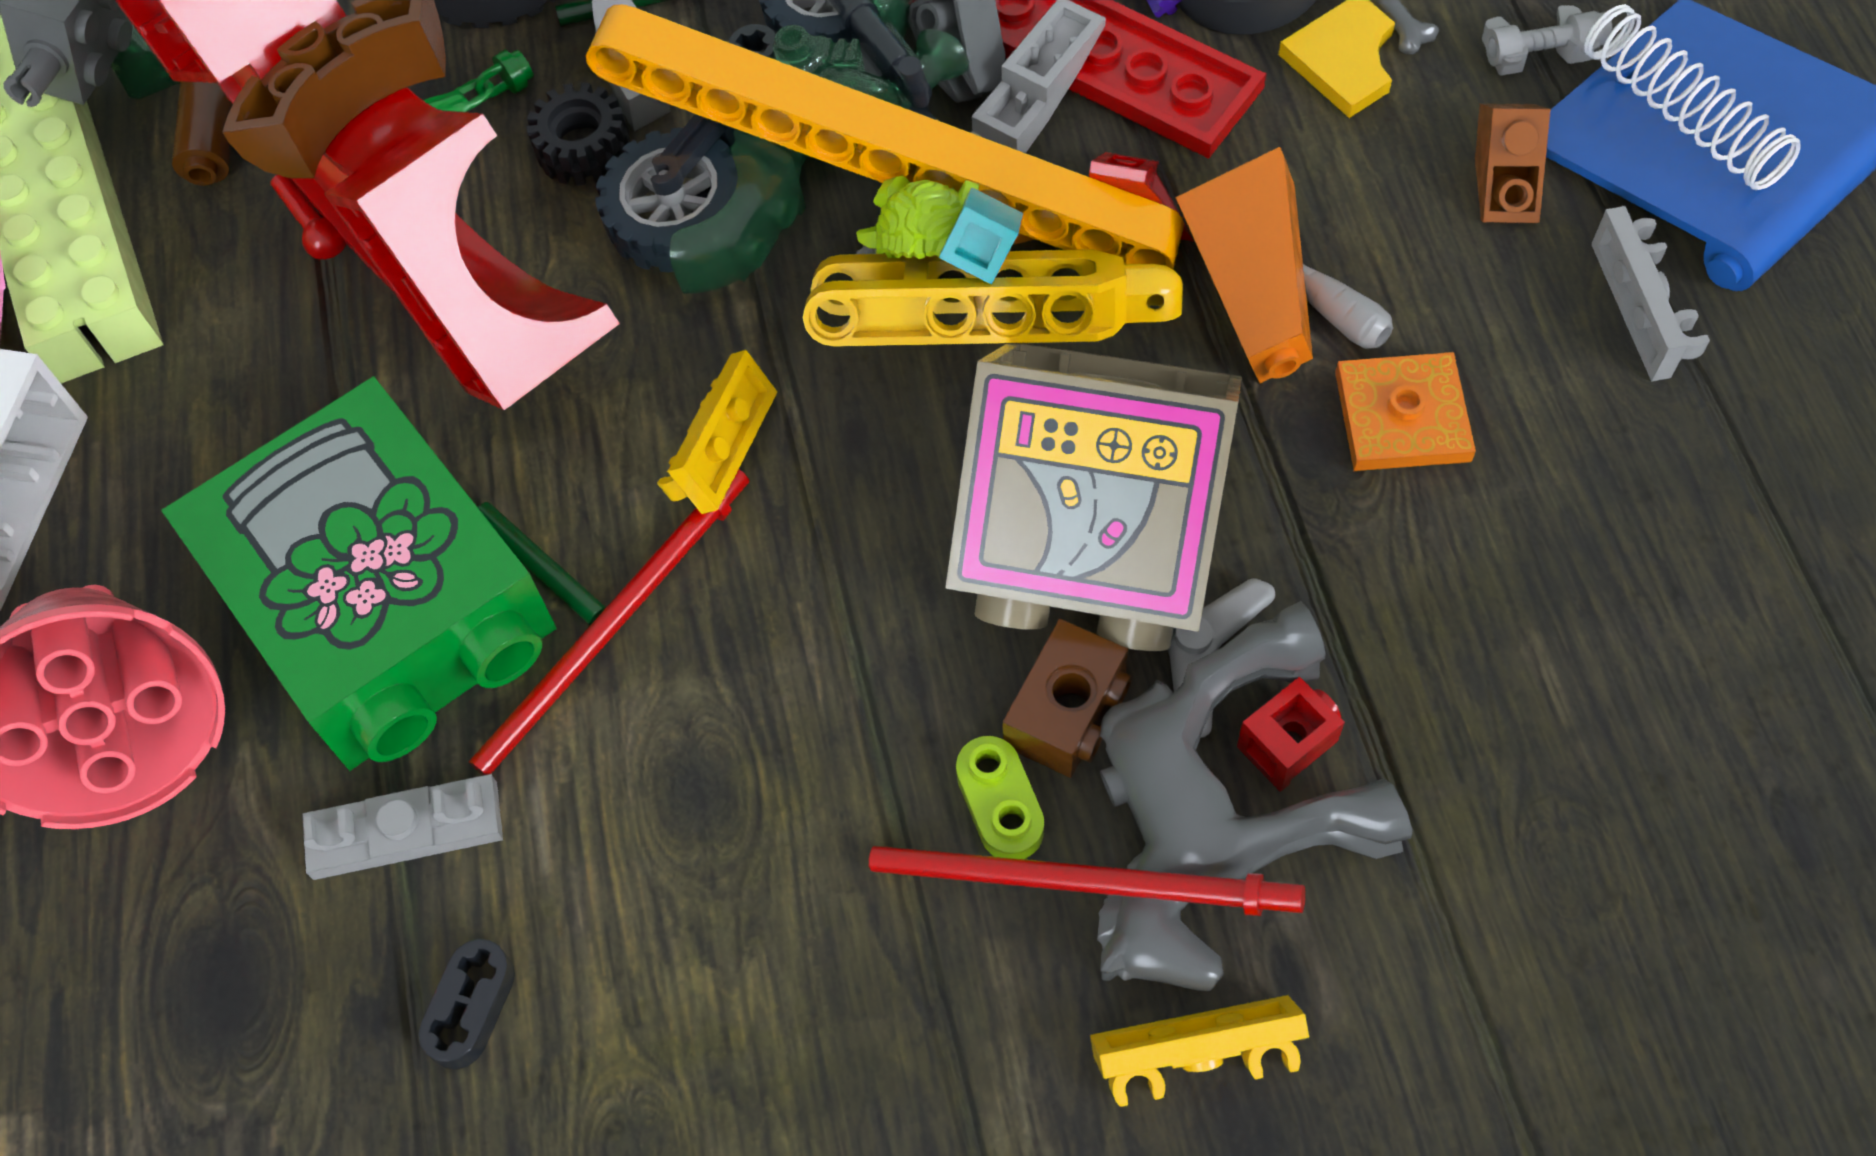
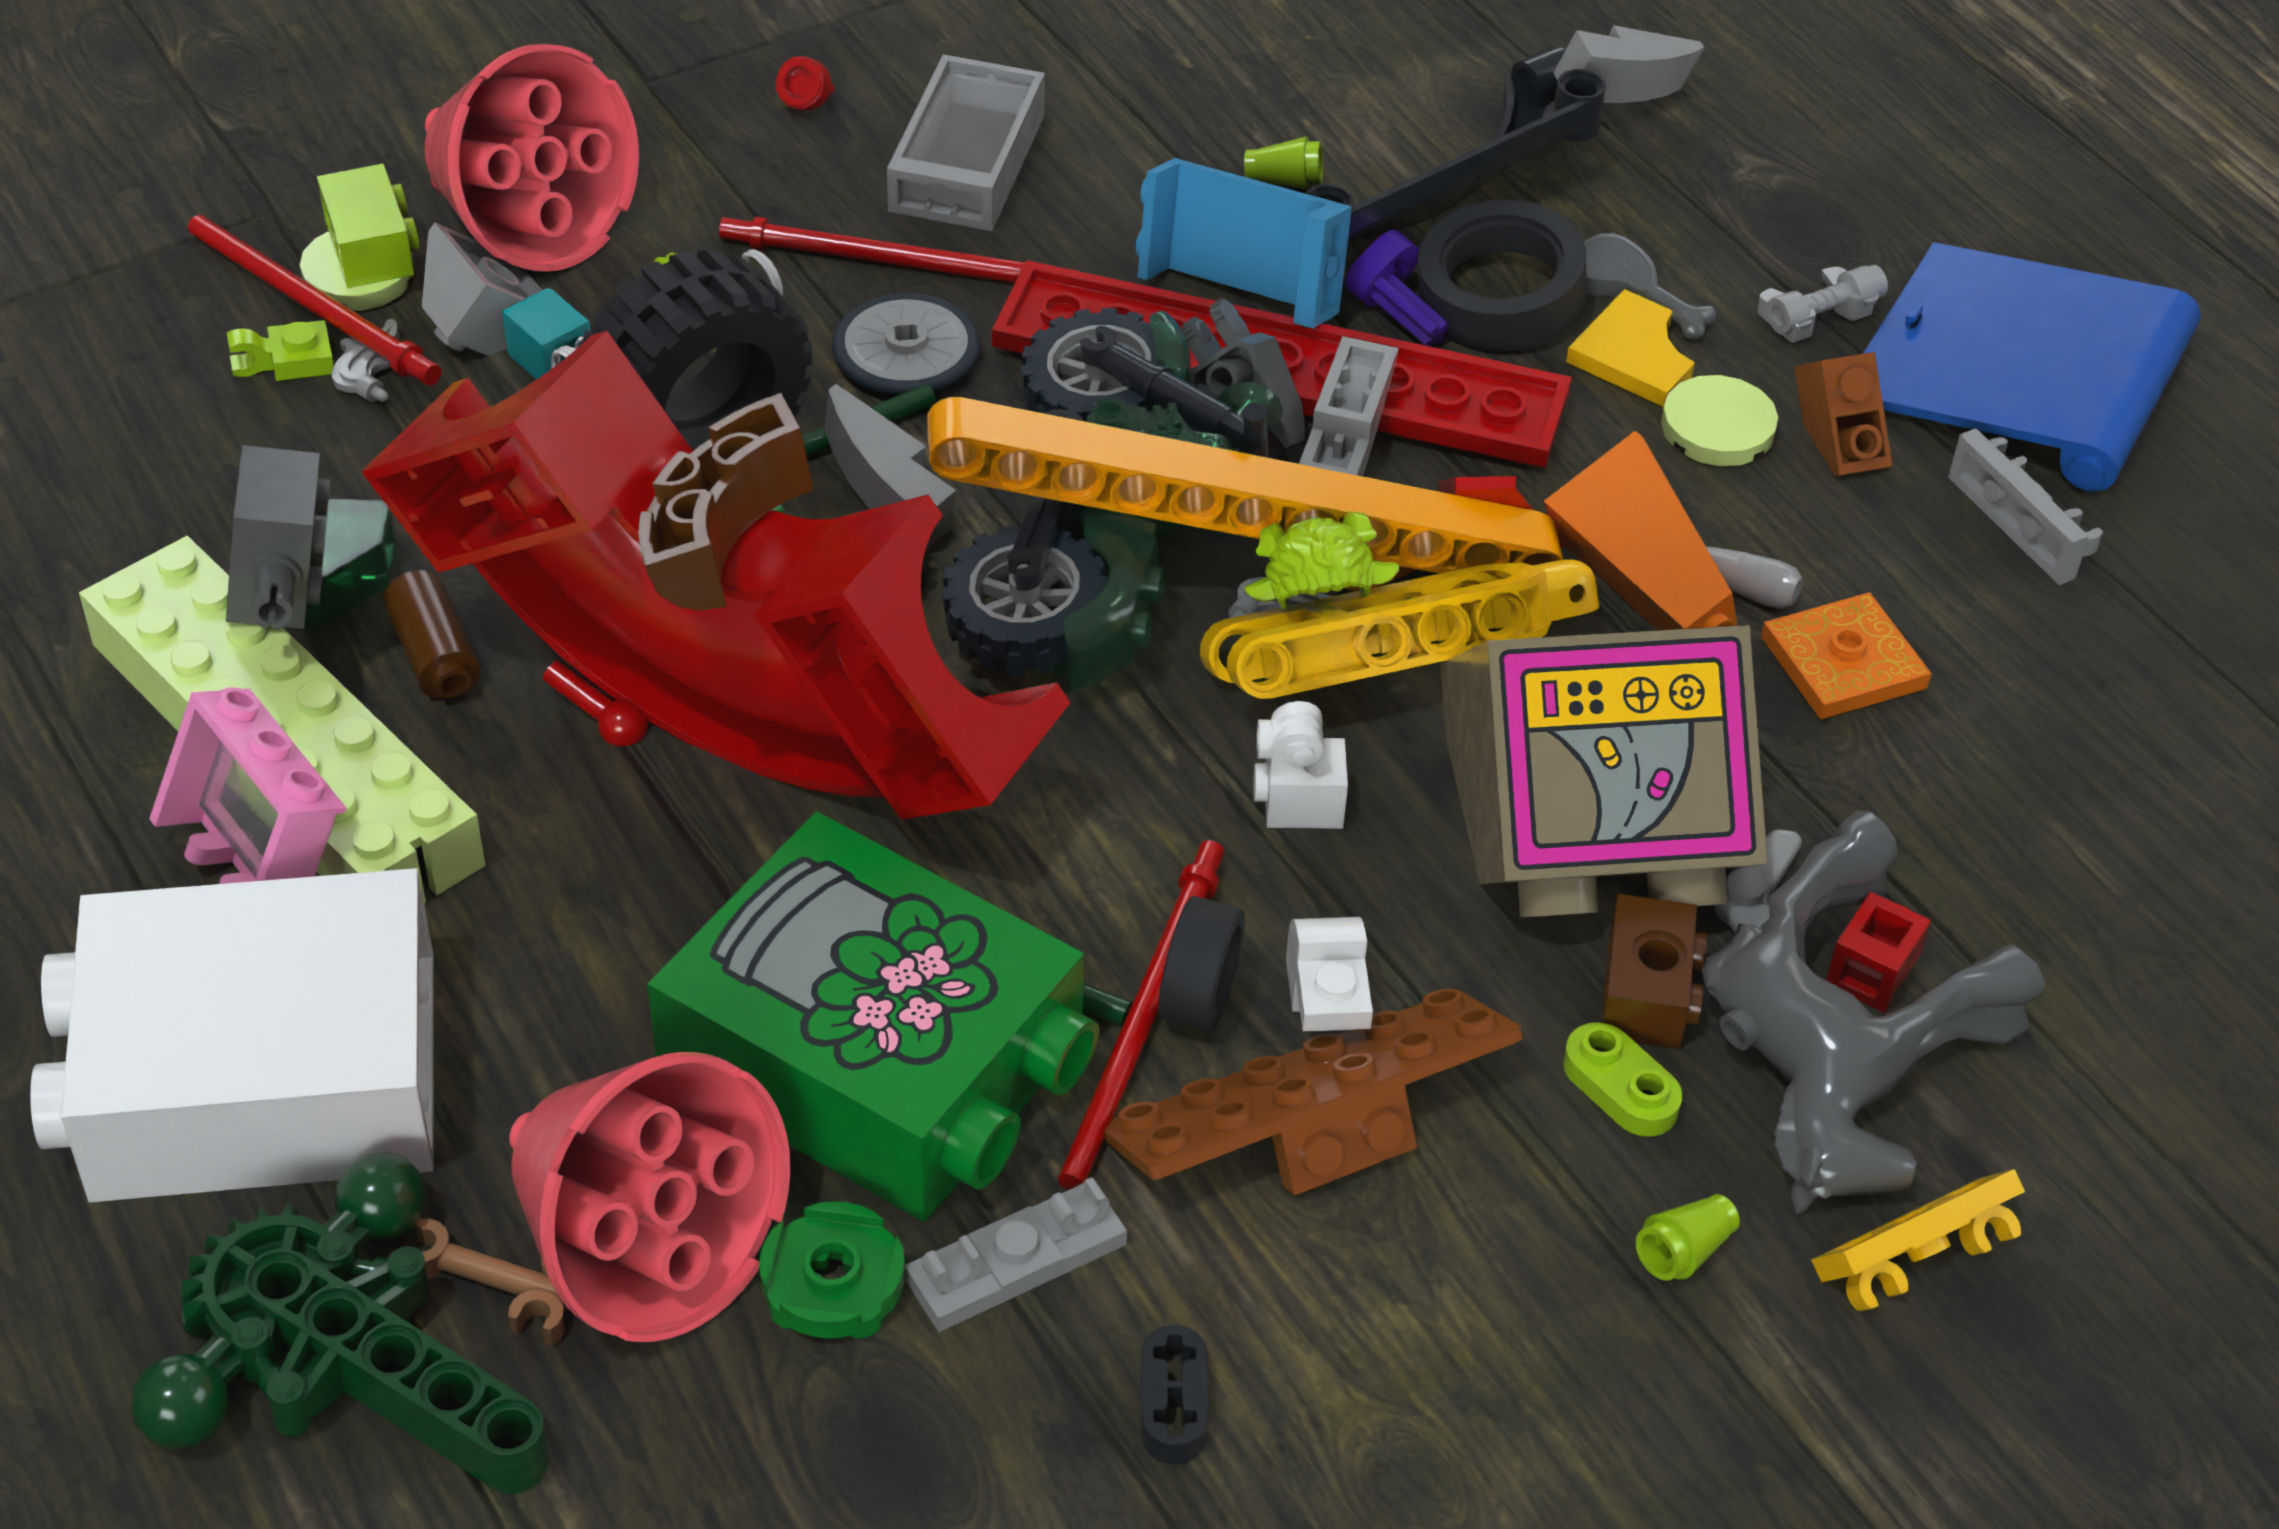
camera: 25 degrees left, 15 degrees down
(256, 833) = (838, 1306): none -> green plate
(661, 593) = (1201, 963): none -> black tyre
(712, 753) = (1325, 1105): none -> dark orange bracket
(720, 434) = (1182, 793): yellow plate -> none
(768, 632) = (1329, 973): none -> white brick
(836, 423) = (1303, 772): none -> white brick
(980, 980) = (1685, 1236): none -> lime cone
(982, 236) = (1397, 558): panel -> none
(1251, 894) = (1924, 1070): red bar -> none
(1392, 142) = (1719, 420): none -> yellowish green tile
(1625, 40) = (2082, 365): white piece -> none

